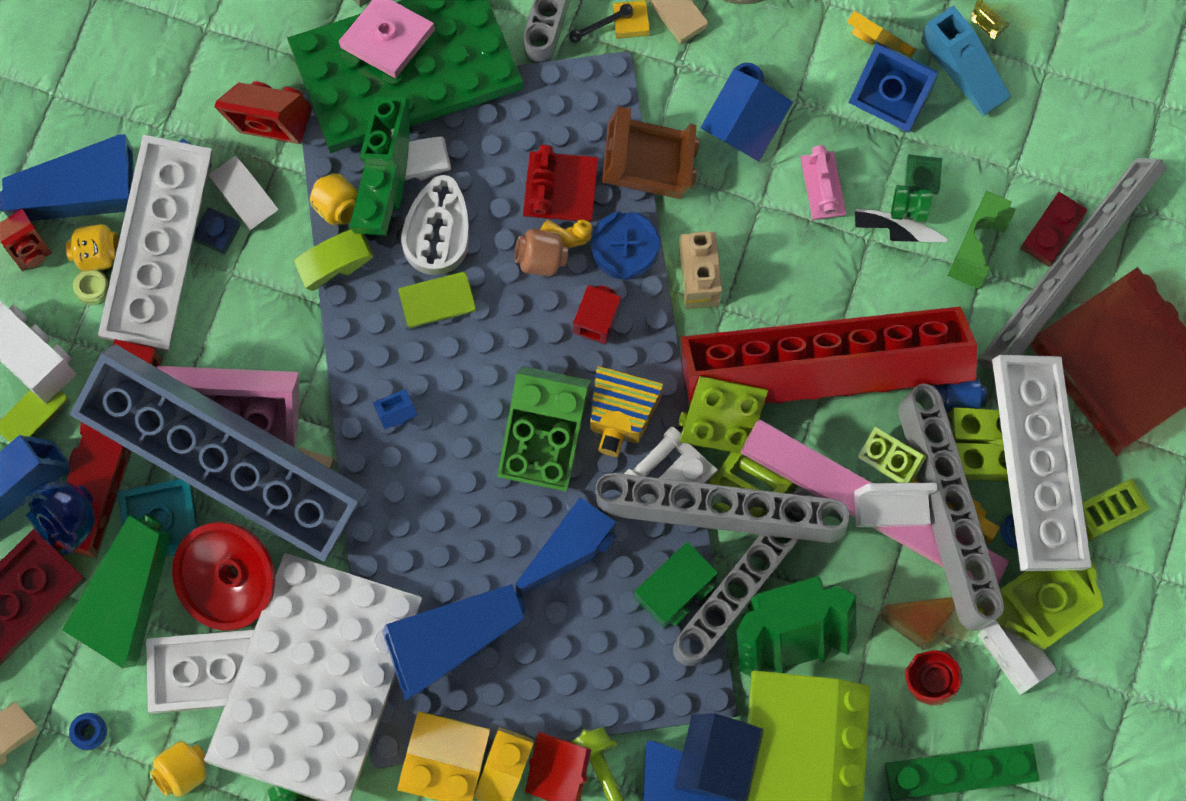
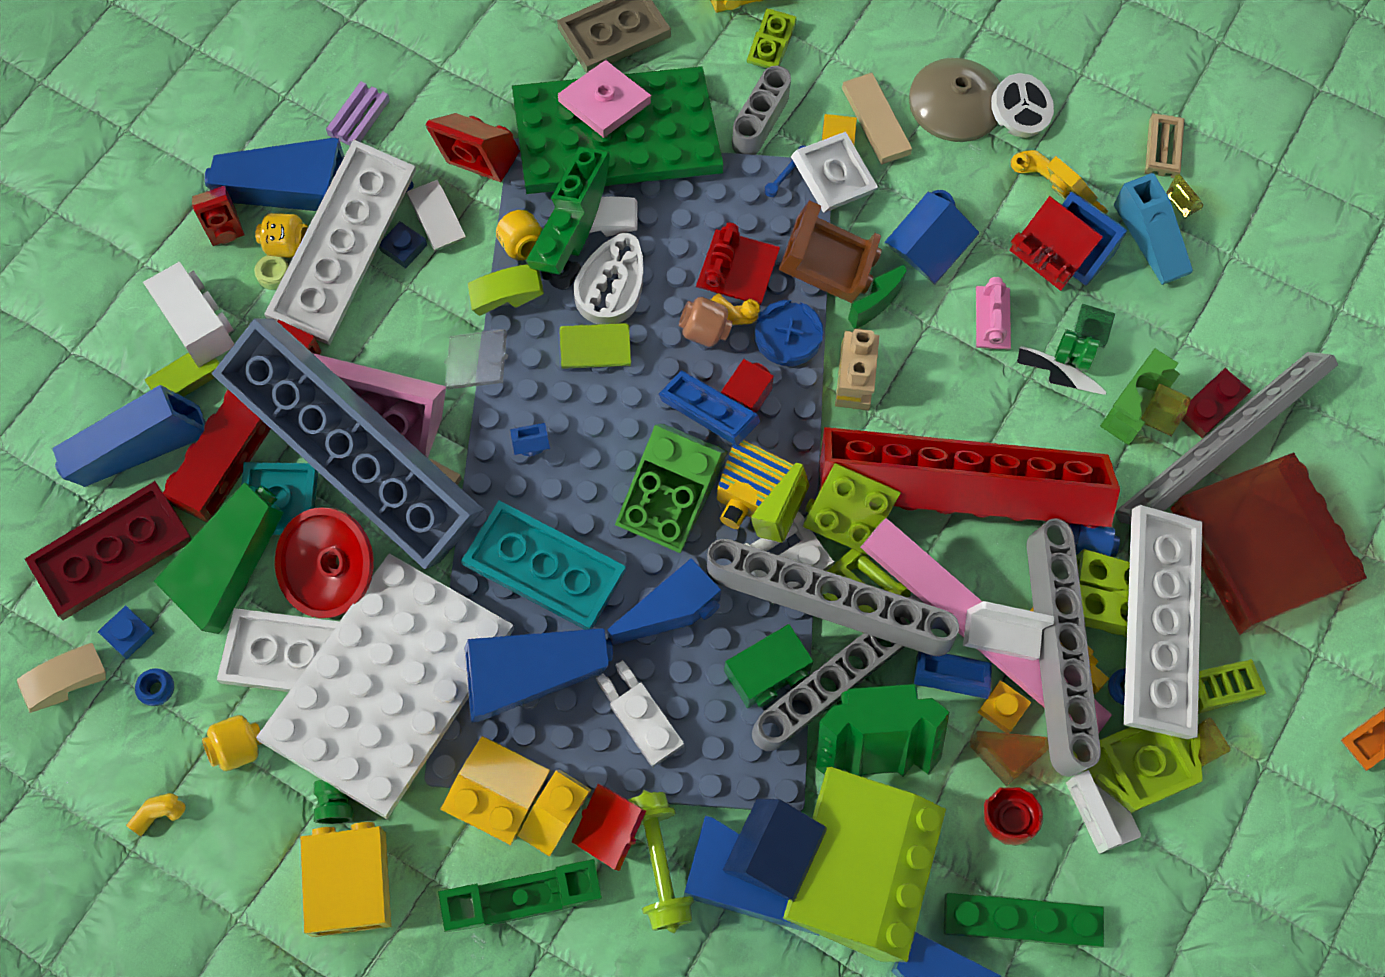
camera: 10 degrees right, 5 degrees down
(45, 684) = (126, 632): none -> blue plate
(61, 513) = (180, 467): clear blue cylinder -> none
(143, 75) = (353, 111): none -> lavender tile
(320, 336) = (476, 359): none -> clear piece
(438, 533) = (544, 566): none -> teal plate
(564, 341) = (709, 408): none -> blue tile
(565, 660) = (641, 717): none -> white hinge
(576, 95) = (771, 189): none -> blue hinge
(626, 11) = (835, 123): black hinge -> none
(635, 66) = (834, 171): none -> white plate
(655, 429) = (778, 510): none -> lime slope
(709, 184) = (882, 294): none -> green slope
(831, 12) = (1030, 162): none -> yellow arm
(853, 554) = (954, 674): none -> blue tile
(870, 96) = (1055, 243): none -> red hinge
(891, 456) = (1012, 584): lime slope -> none
(906, 575) = (1004, 707): none -> yellow plate
(1008, 247) = (1165, 409): none -> clear yellow slope
(1106, 568) = (1212, 742): none -> clear yellow slope

